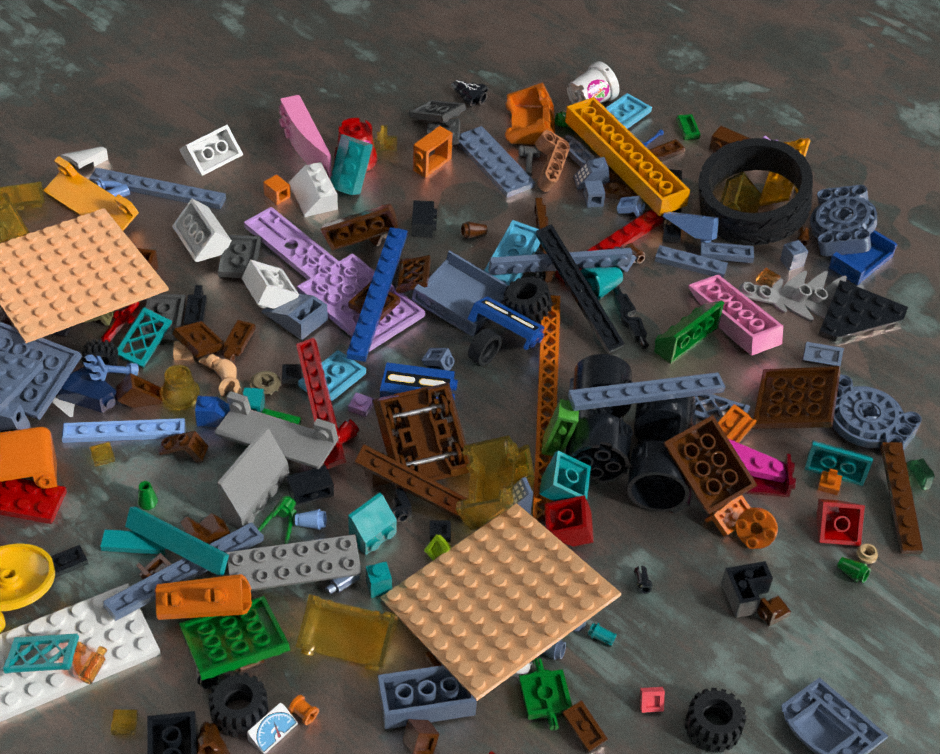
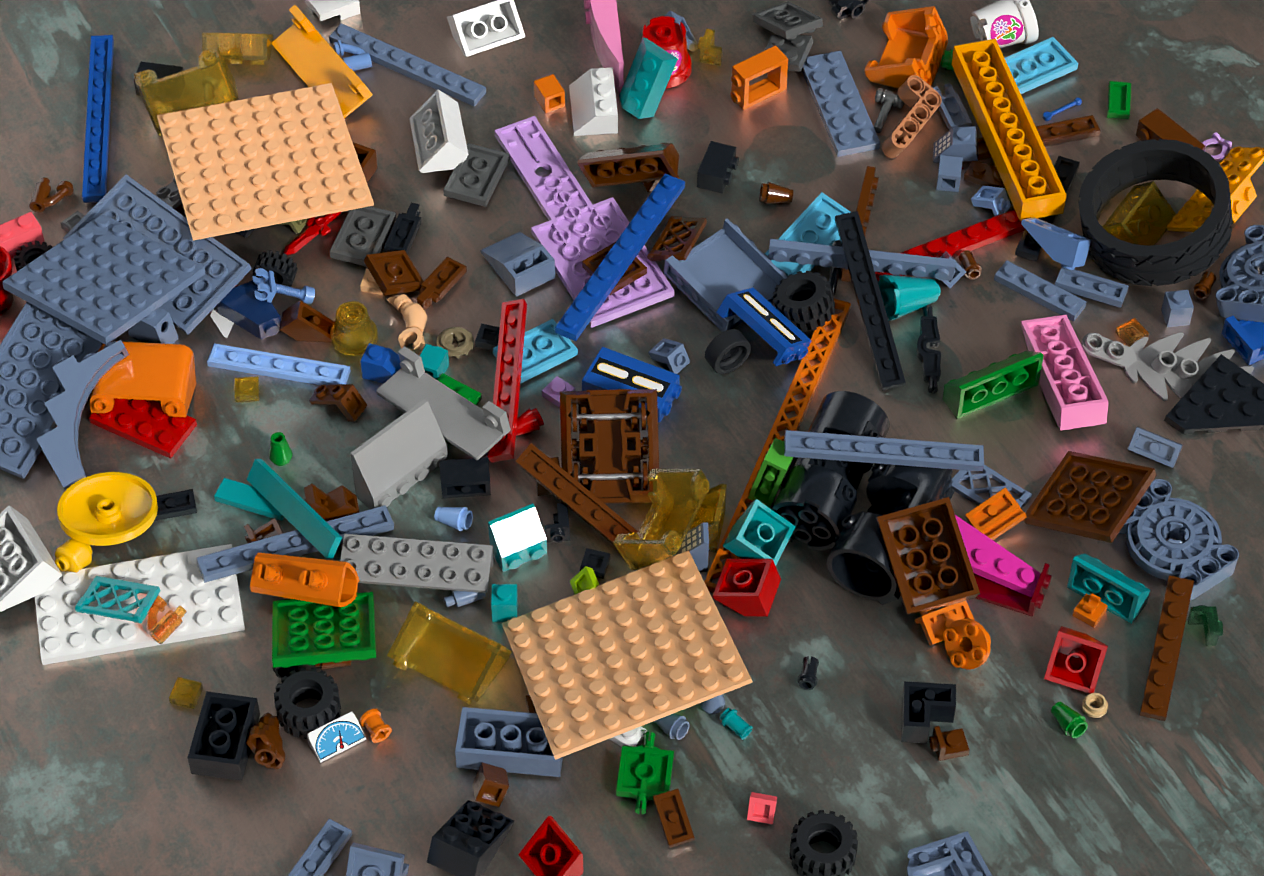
camera: 20 degrees right, 5 degrees up
(149, 350) = (334, 274): teal window -> none
(268, 285) = (496, 219): white slope -> none
(283, 509) = (427, 497): green plant -> none

